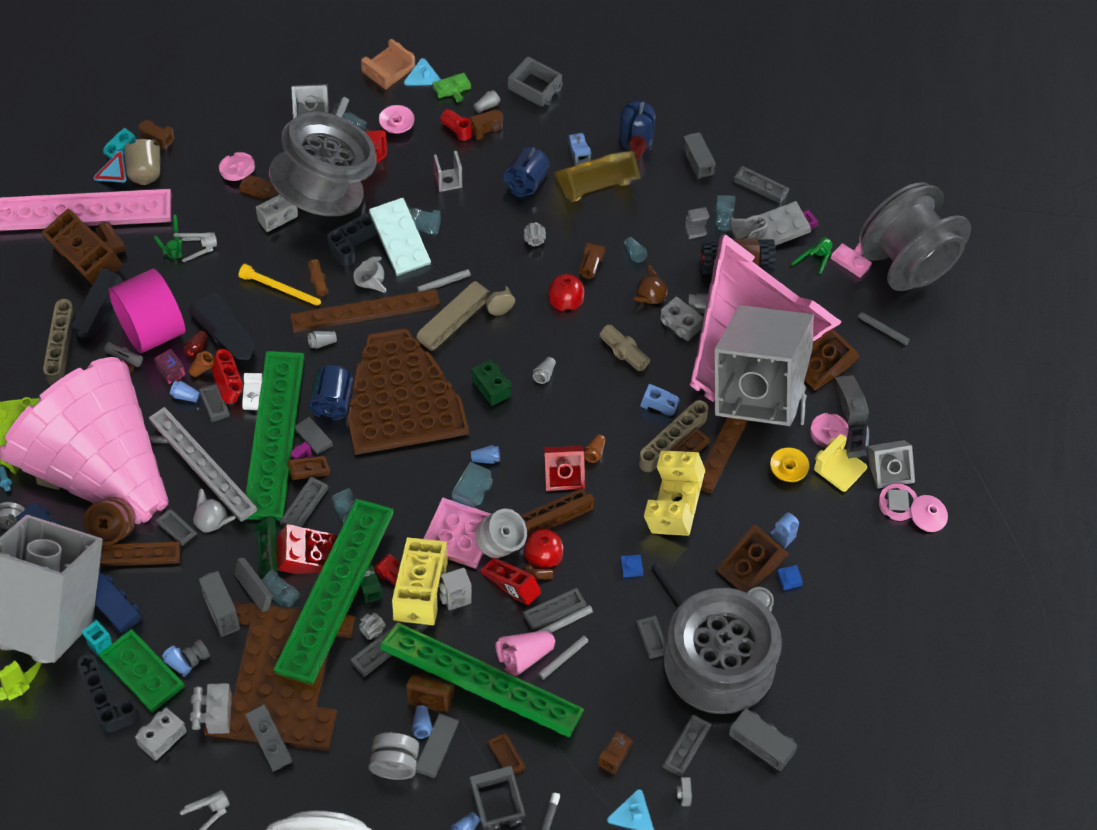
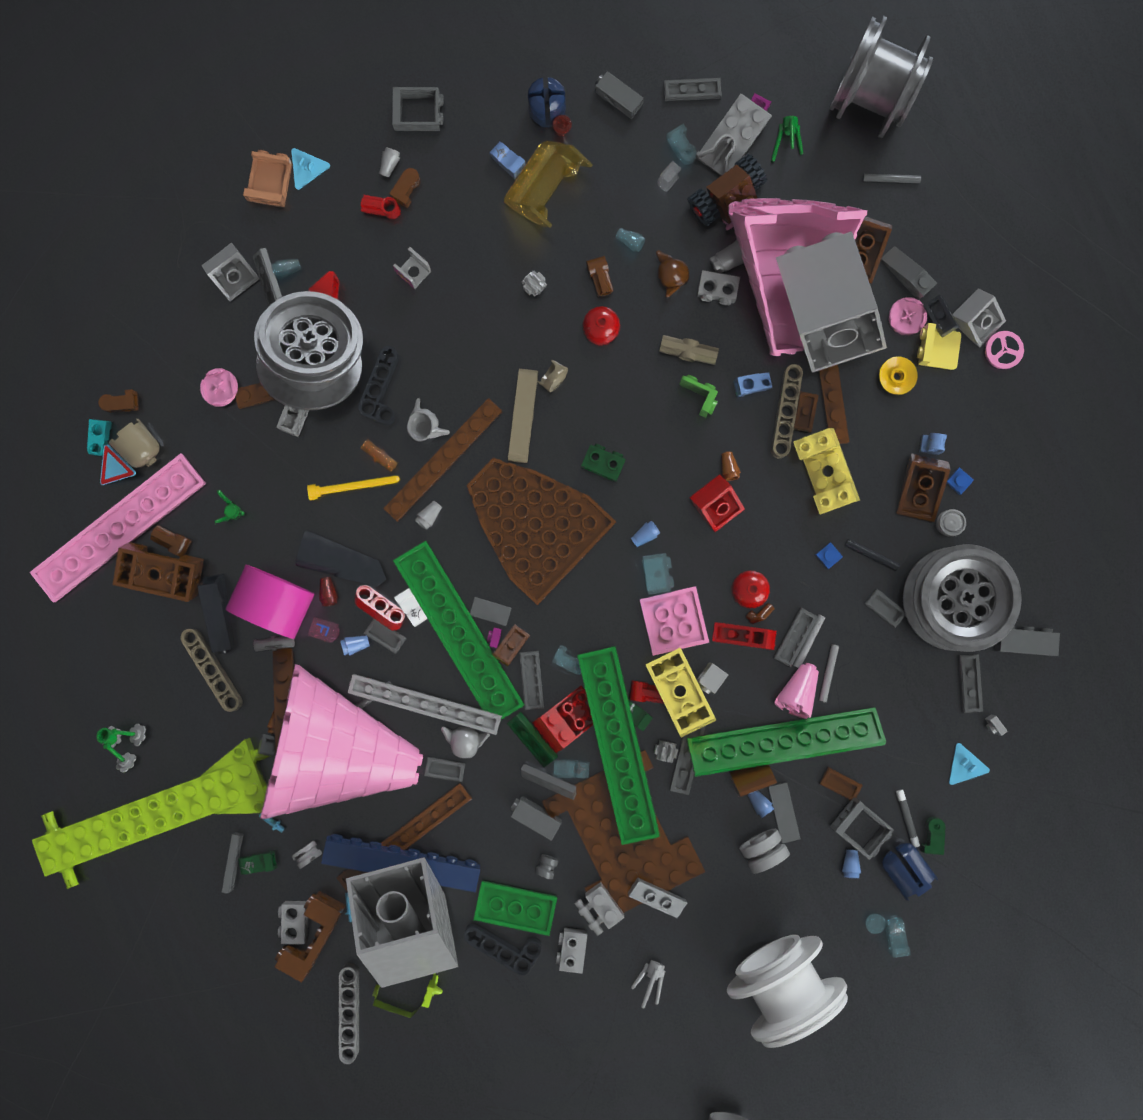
camera: 30 degrees left, 30 degrees up
(97, 638) = (466, 913): teal leg -> none
(110, 520) = (394, 809): reddish brown wheel -> none
(176, 660) = (535, 882): medium blue cone -> none
(202, 362) = (350, 610): dark orange cone -> none
(207, 240) = (254, 482): light grey plant -> none
(331, 392) = (479, 564): dark blue cylinder -> none
(396, 119) = (319, 230): bright pink dish -> none
(399, 236) = (420, 367): light aqua plate -> none
(426, 221) = (426, 333): clear light blue leg -> none
(443, 281) = (488, 383): light grey bar -> none
(452, 86) = (343, 164): bright green plate -> none
(501, 533) = (713, 605): light grey wheel -> none
(526, 171) = (474, 232): dark blue cylinder -> none
(543, 372) = (637, 420): light grey cone -> none
(558, 515) = (742, 553): reddish brown fence -> none
(612, 381) = (706, 390): none -> bright green bracket
(615, 752) = (922, 727): reddish brown leg -> none
(851, 259) = (821, 121): bright pink plate -> none
(898, 500) = (1006, 351): light grey tile -> none
(924, 517) = (1029, 346): bright pink dish -> none

